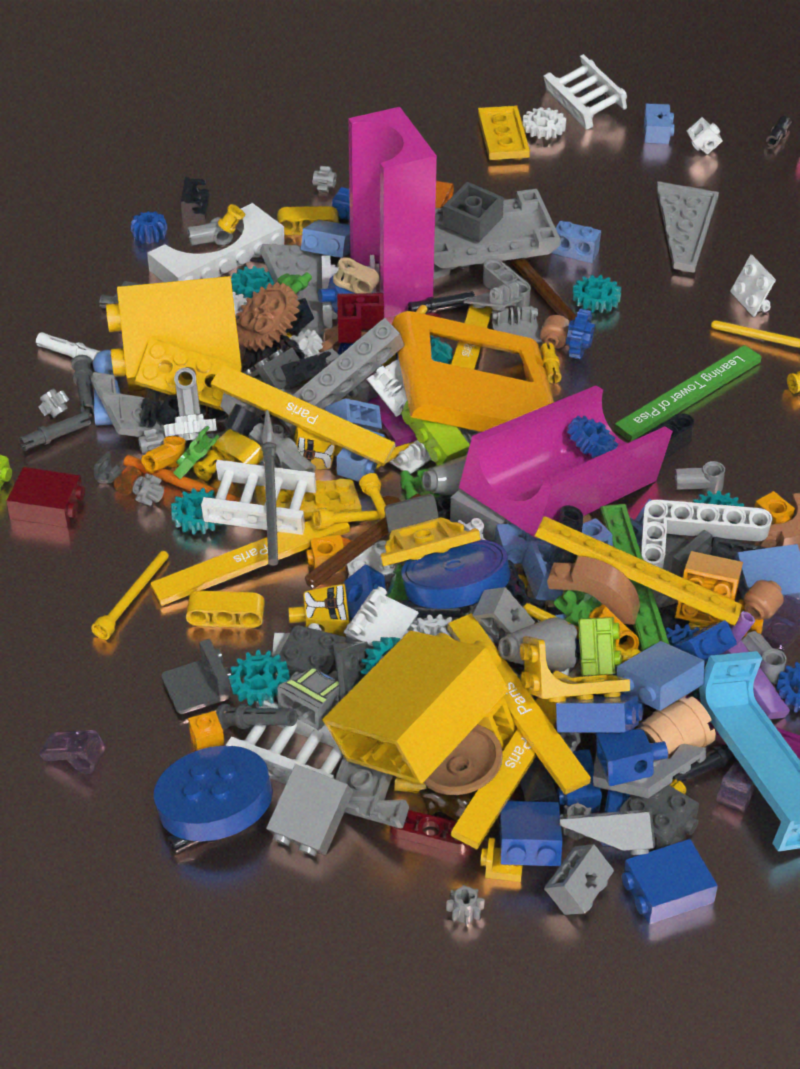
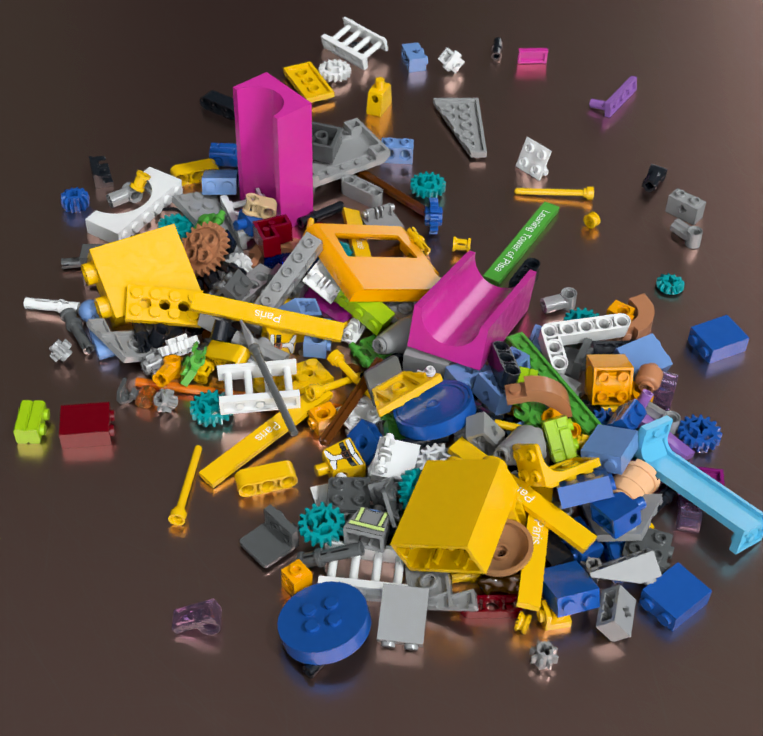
camera: 20 degrees left, 0 degrees up
(46, 434) = (64, 376): dark grey pin -> none
(187, 395) = (172, 321): light grey piece -> none
(303, 370) = (255, 282): black hinge -> none
(324, 179) = (194, 139): light grey gear -> none
(458, 859) = (523, 623): none -> yellow bush
(498, 298) = (366, 202): light grey hinge -> none
(555, 331) = (413, 216): nougat head -> none
(583, 168) = (379, 97): none -> yellow torso
(591, 436) = (483, 288): blue gear -> none
(597, 380) = (465, 244): none -> yellow bush
(640, 570) = (565, 376): yellow tile -> none

